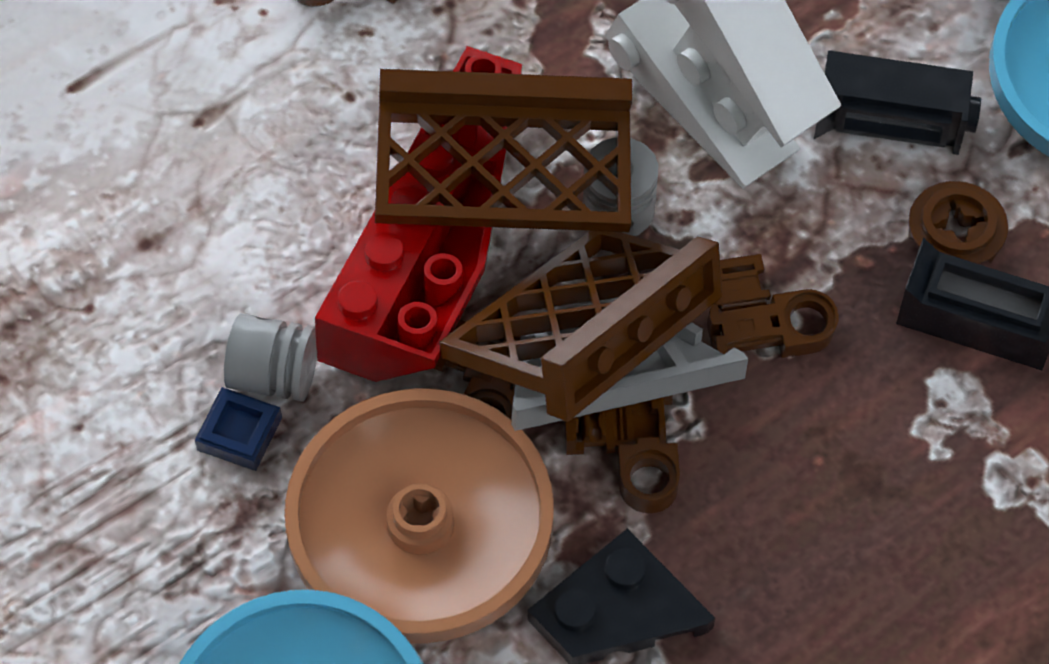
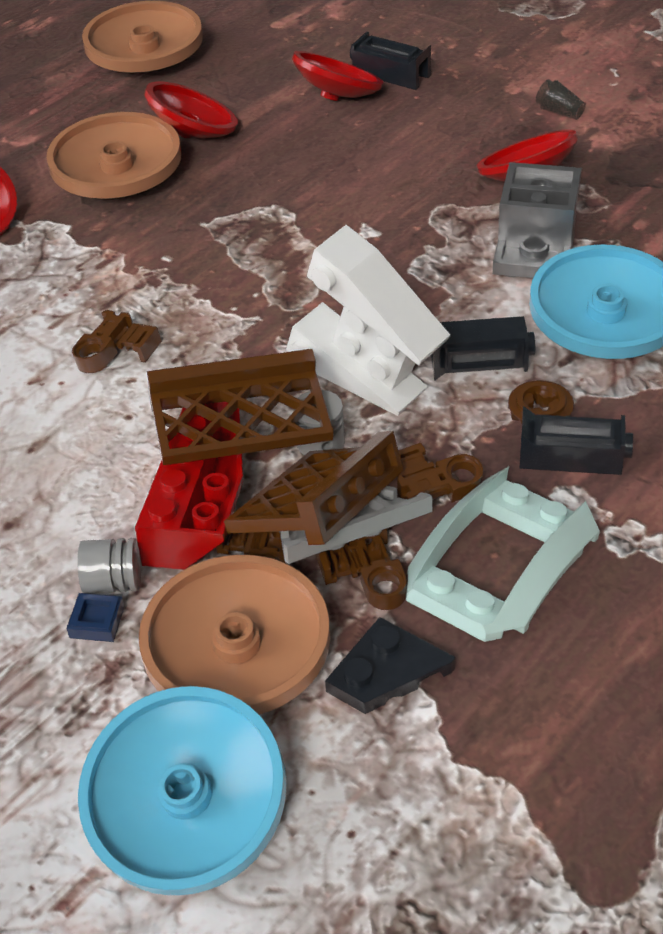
camera: 10 degrees left, 15 degrees down
(884, 409) = (477, 610): none -> light aqua wedge

